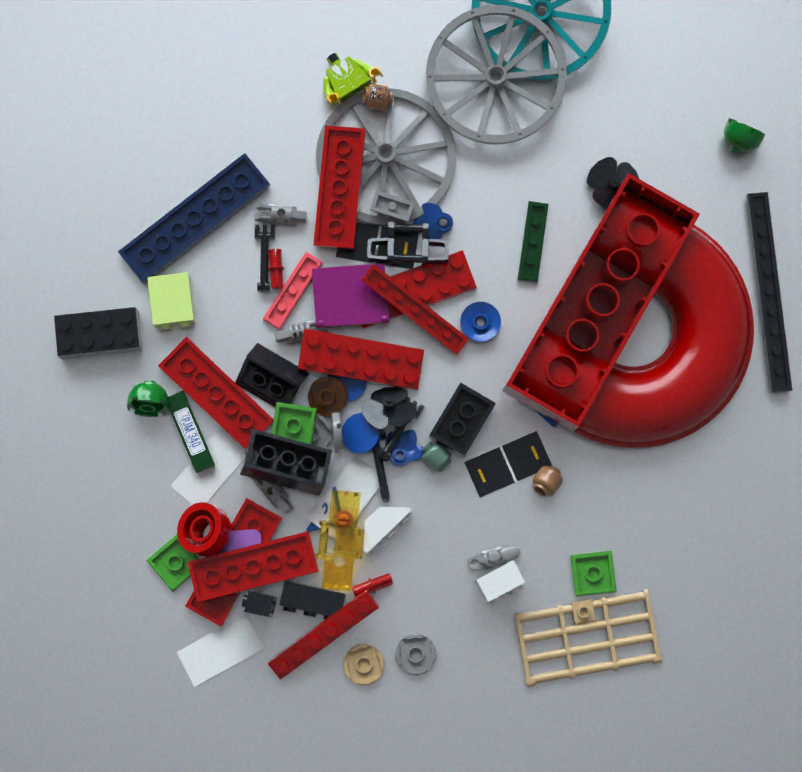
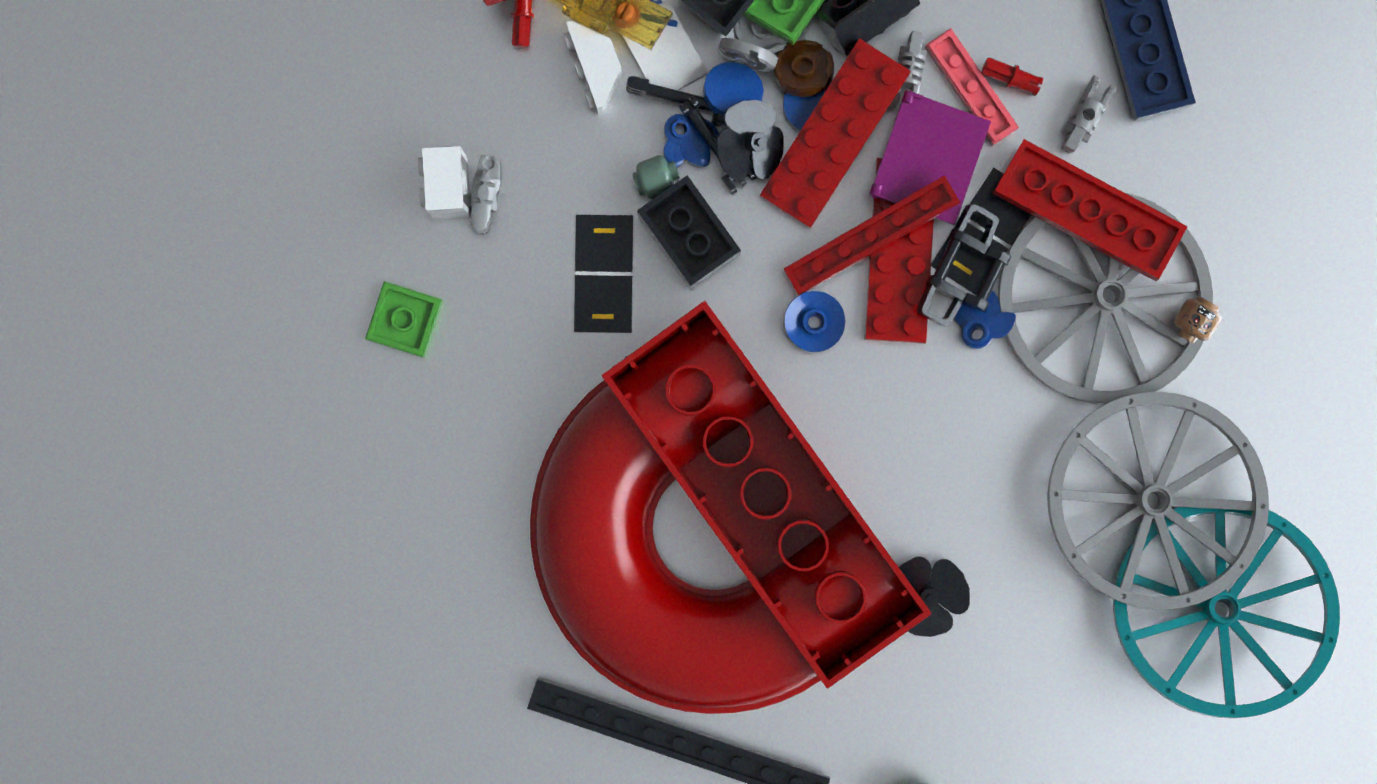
camera: 115 degrees right, 5 degrees up
(264, 286) = (1064, 81): black hinge -> none
(347, 78) = (1242, 289): lime torso -> none
(392, 206) = (1030, 270): light grey plate -> none
(415, 654) = (406, 34): light grey tile -> none
(533, 242) = (895, 446): dark green tile -> none
(547, 480) = (555, 313): medium nougat head -> none
(585, 621) = (344, 276): tan door -> none

